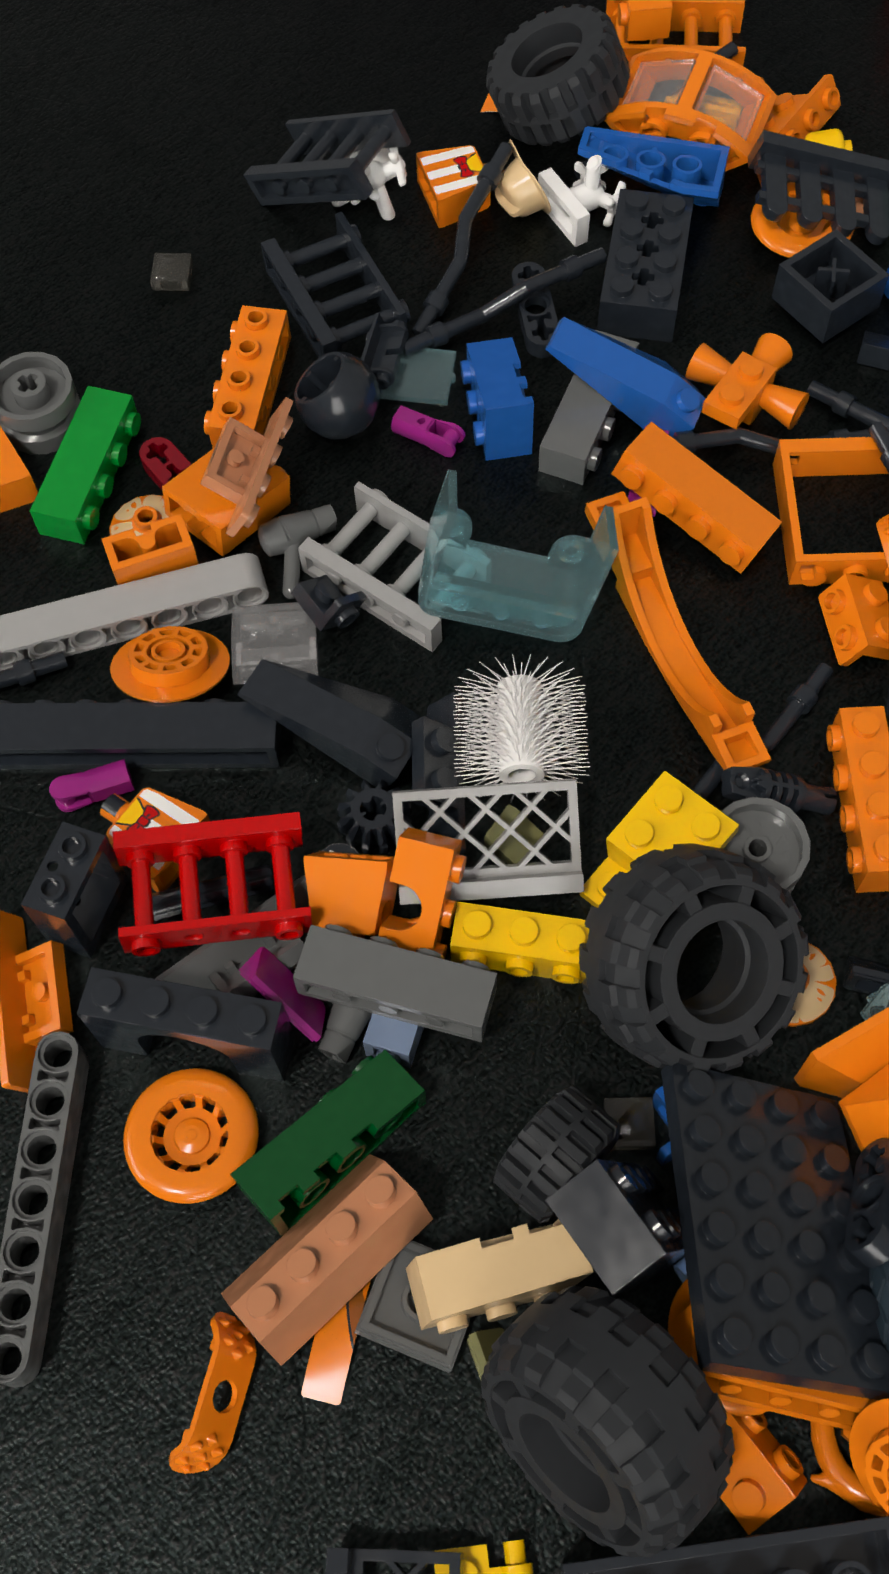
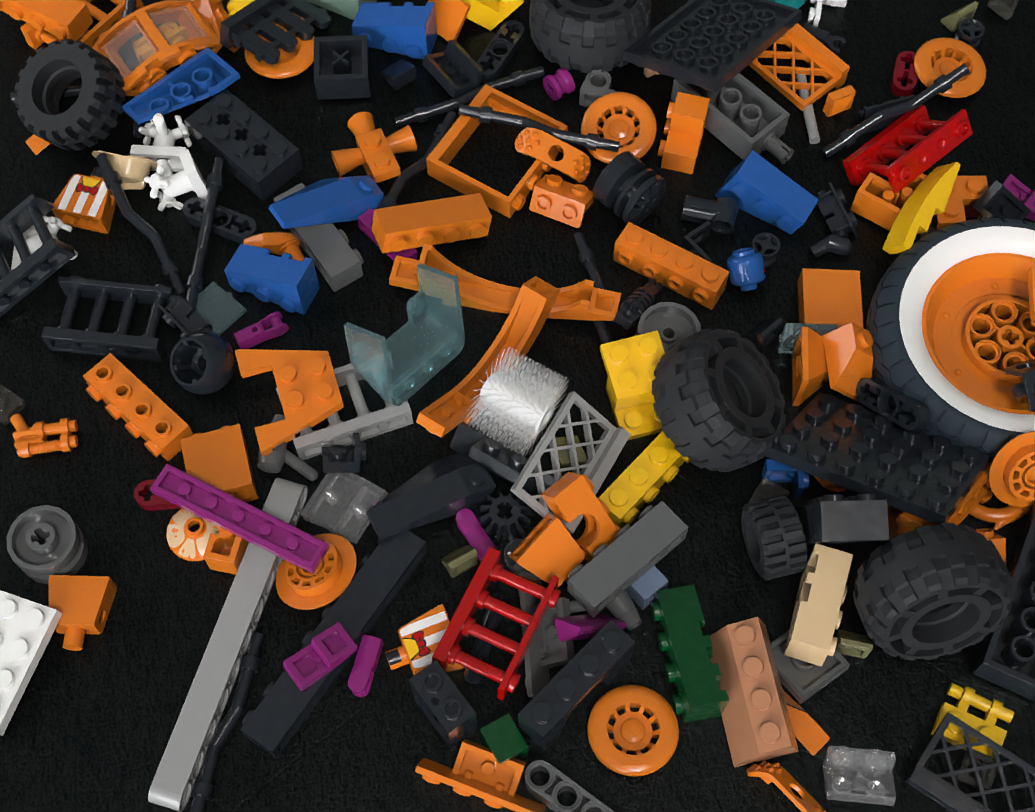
camera: 60 degrees left, 0 degrees up
(57, 726) = (320, 657): none -> magenta slope
(70, 982) = (503, 739): none -> dark green panel
(86, 465) = (122, 541): green brick -> none
(151, 318) = (34, 439): none -> orange piece
(166, 545) = (240, 518): none -> magenta tile
(241, 464) = (219, 439): nougat bracket -> none
(281, 800) = (460, 560): none -> olive slope
(299, 1475) = (859, 775): none -> clear bracket
(322, 811) = (473, 532): none -> magenta bar
(374, 509) = (304, 386): none -> orange wing
(548, 234) = (176, 184): none -> white piece
(549, 378) = (277, 243): none -> orange arm
(613, 684) = (518, 332): none -> orange arch

